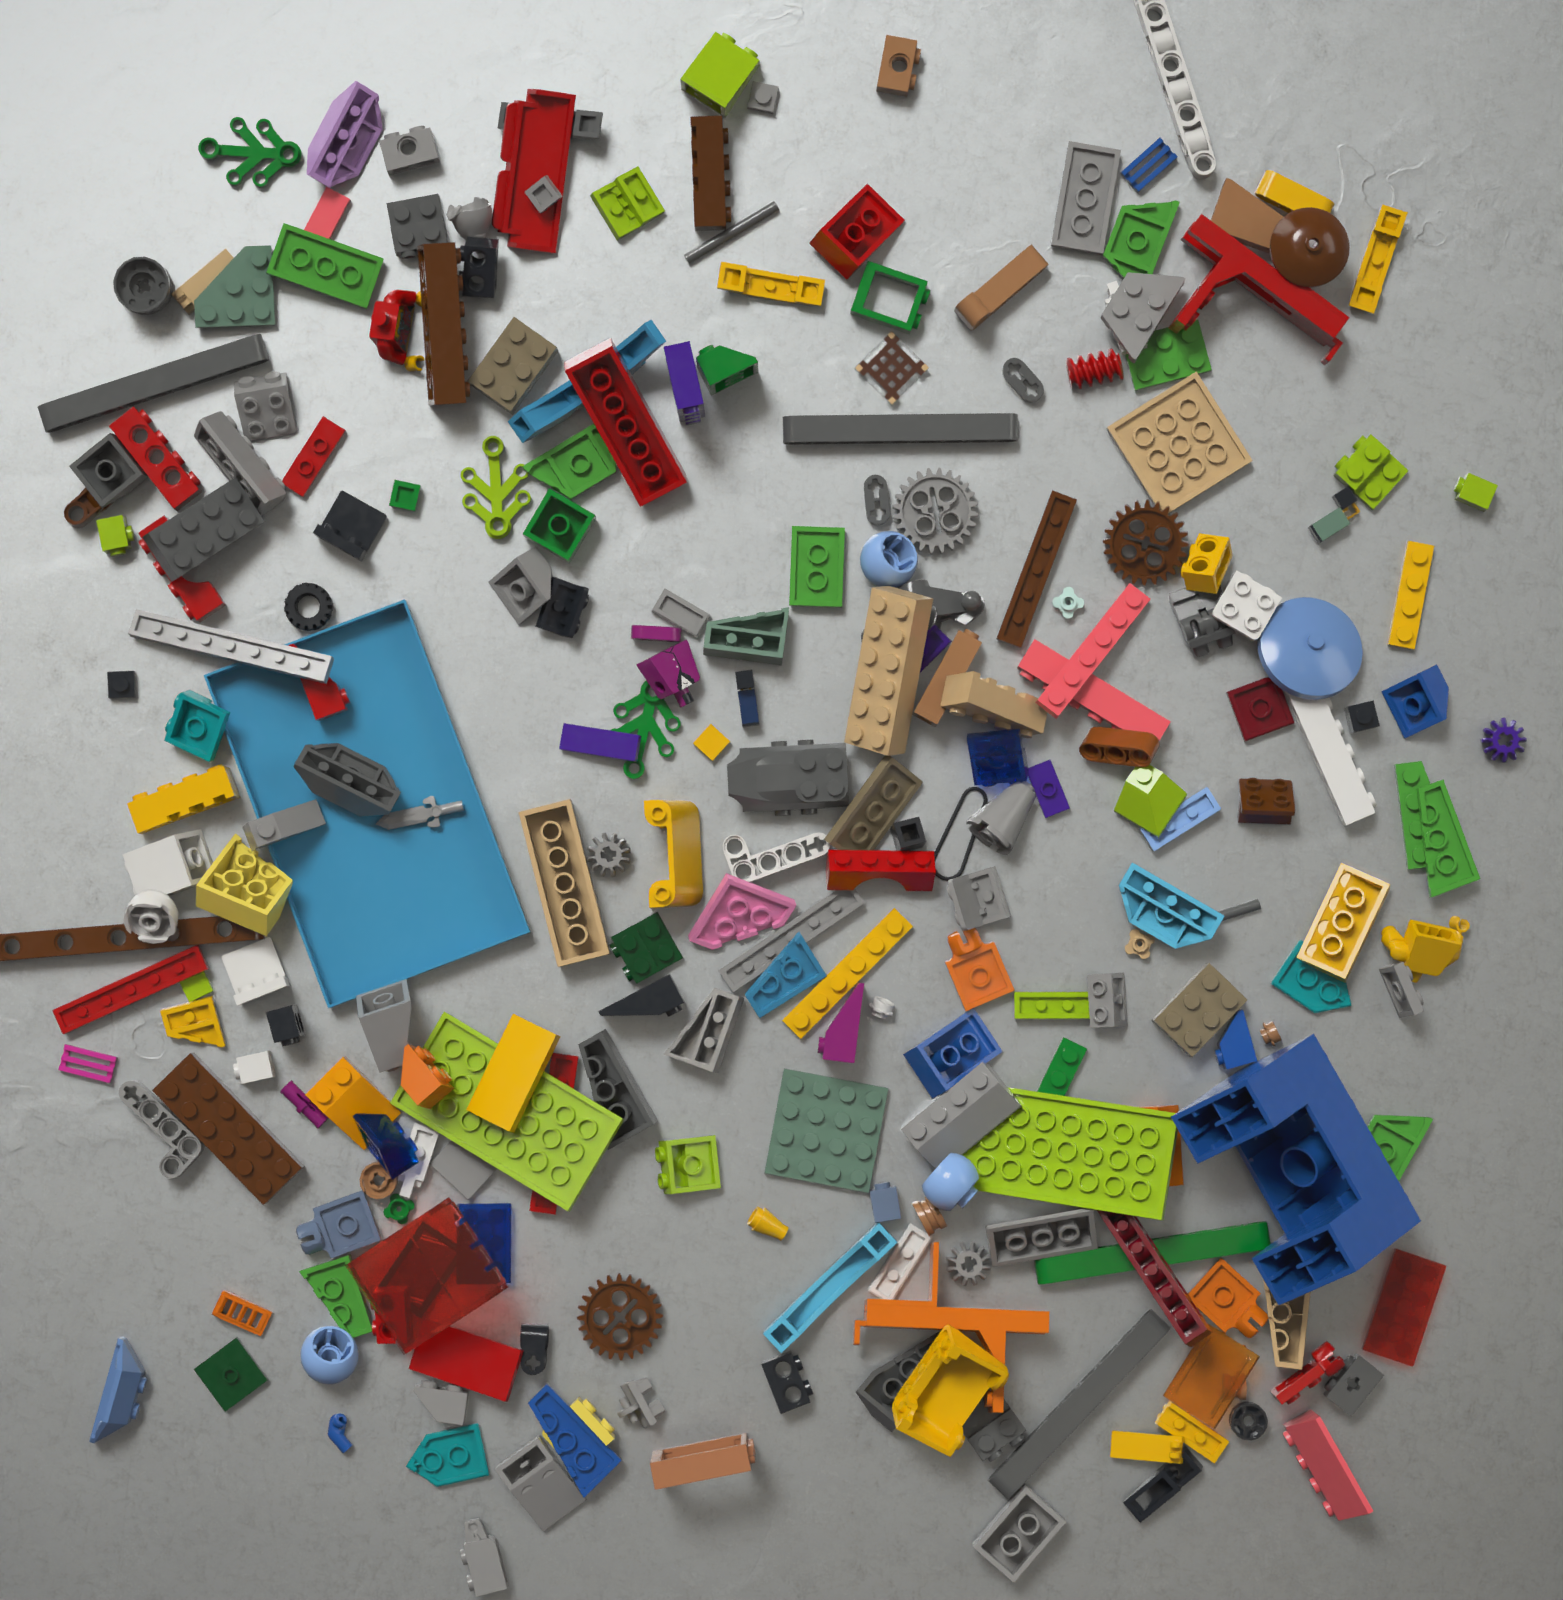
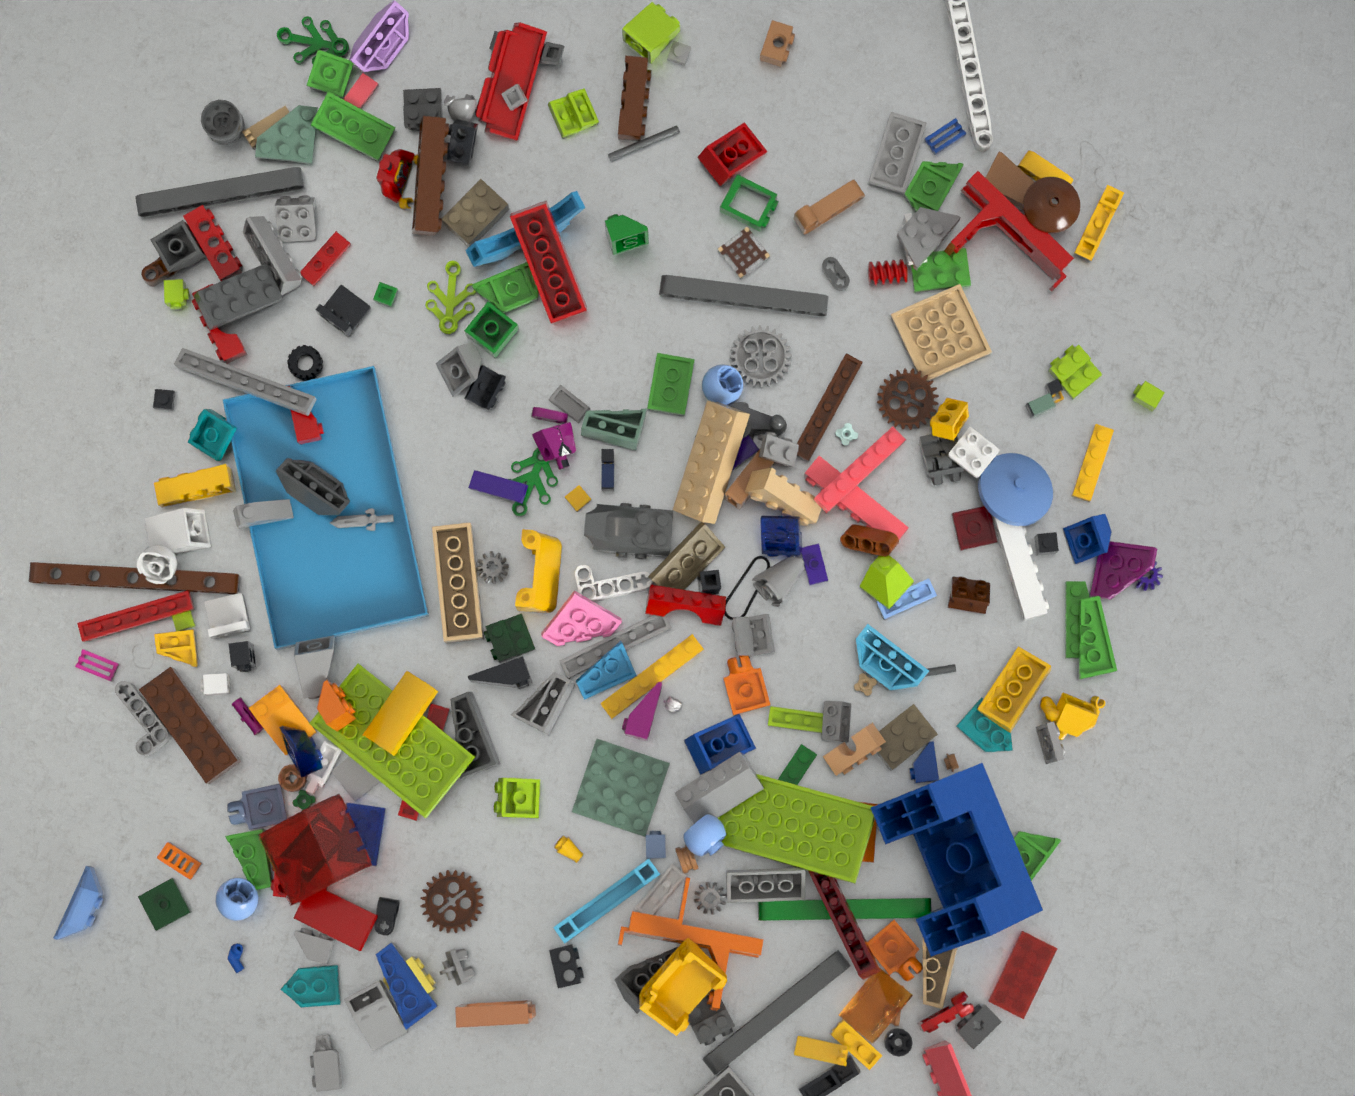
camera: 10 degrees right, 5 degrees down
(244, 888) = (227, 554): light yellow wedge -> none
(281, 195) = (330, 73): none -> bright green plate
(424, 155) = (433, 61): light grey brick -> none
(684, 382) = (594, 239): dark purple arch -> none
(770, 285) = (665, 183): yellow slope -> none
(870, 500) = (725, 343): dark grey beam -> none
(978, 640) = (778, 449): none -> light grey bracket
(1122, 1050) = (866, 742): none -> light nougat arch
(1468, 737) = (1121, 568): none -> magenta plate

